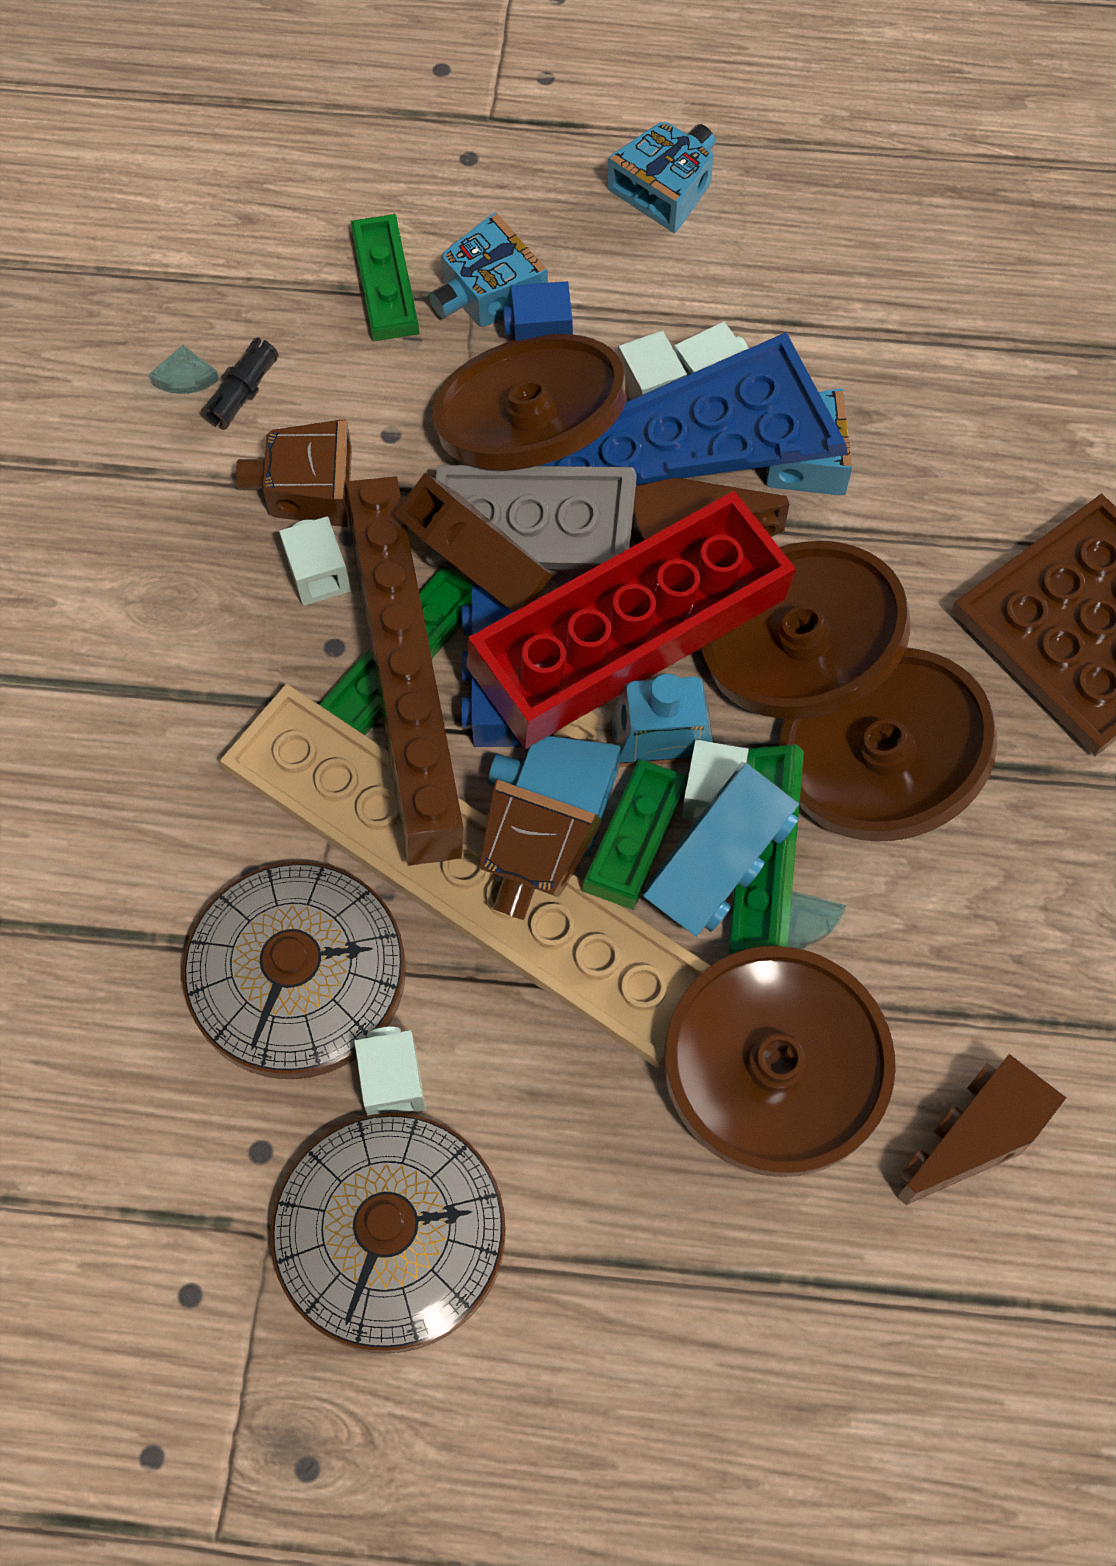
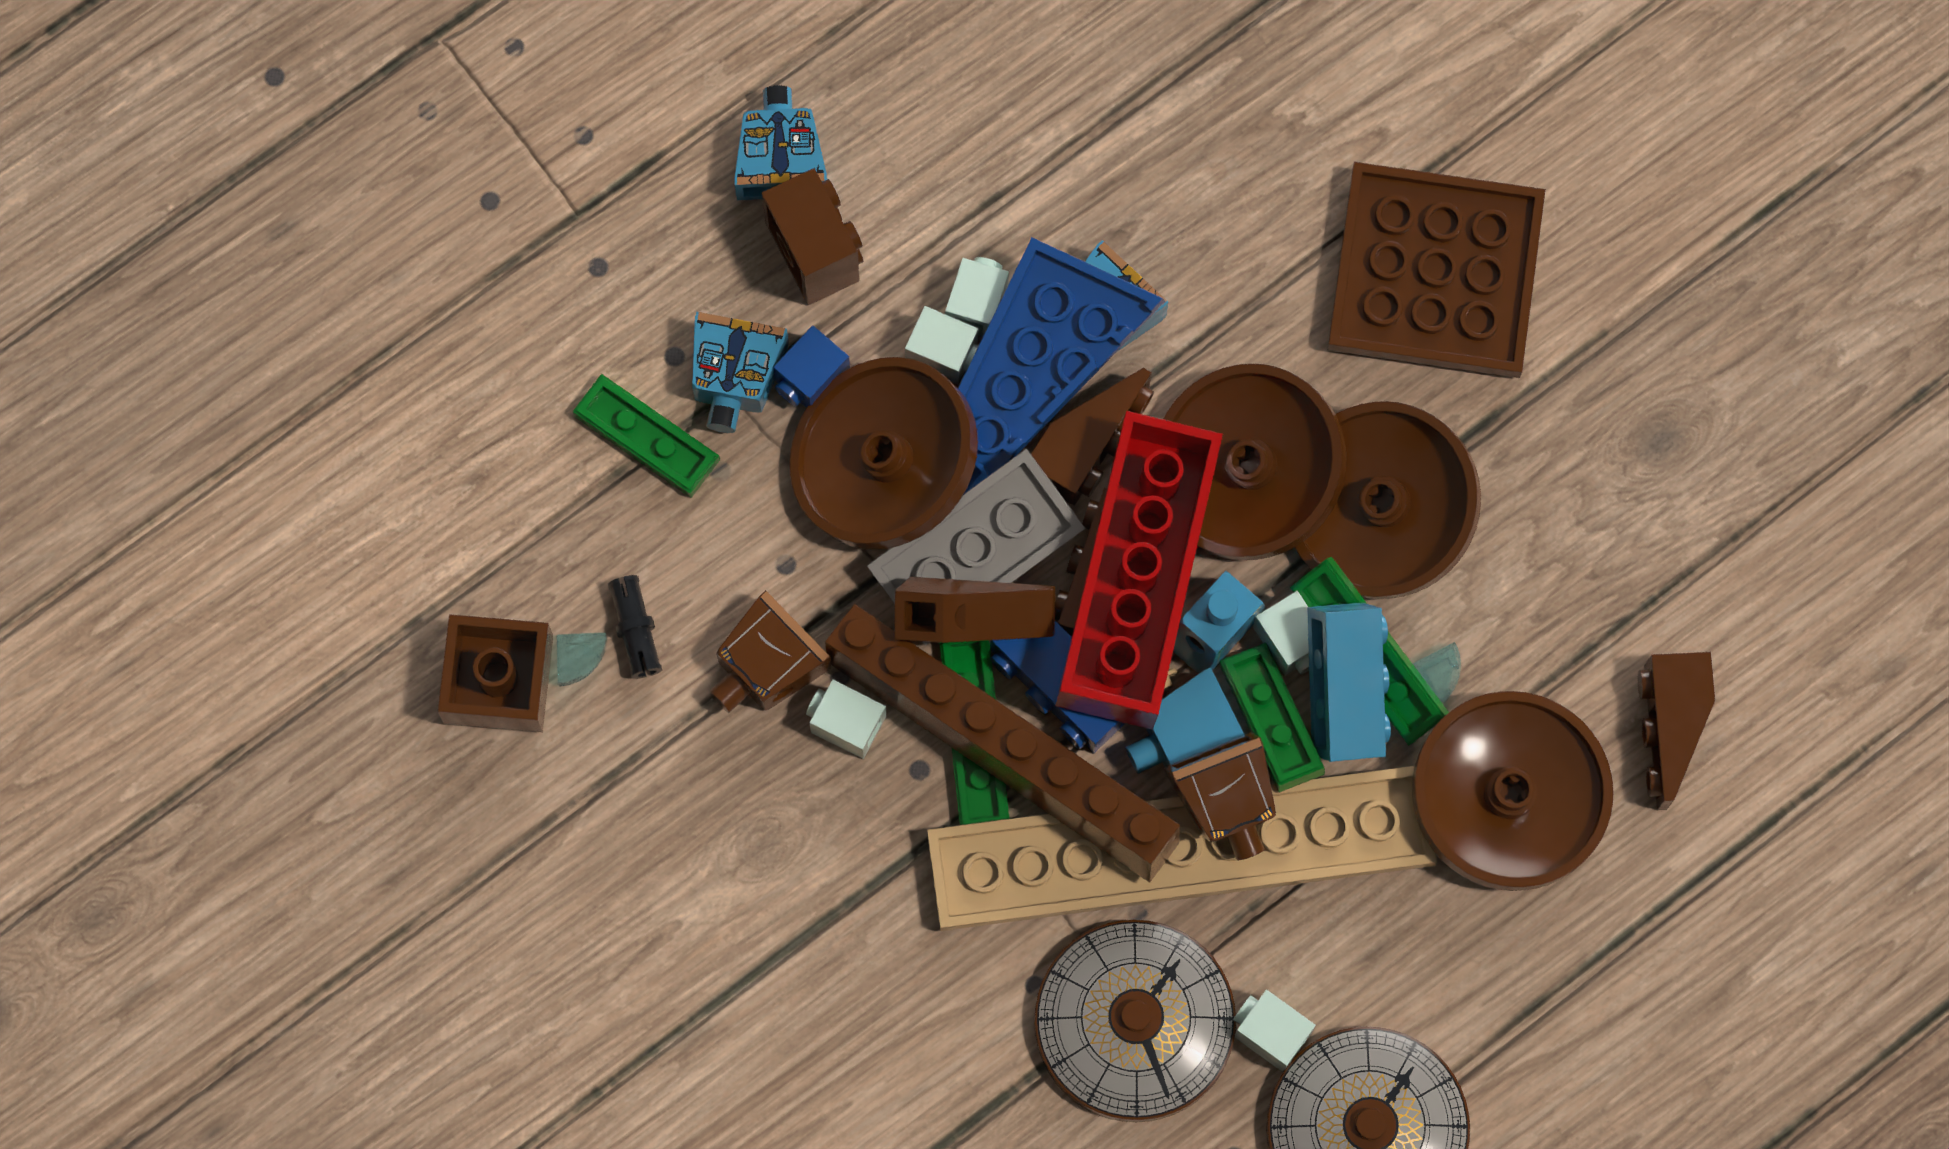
camera: 45 degrees left, 10 degrees up
(108, 325) = (495, 673): none -> reddish brown brick
(629, 226) = (811, 235): none -> reddish brown brick

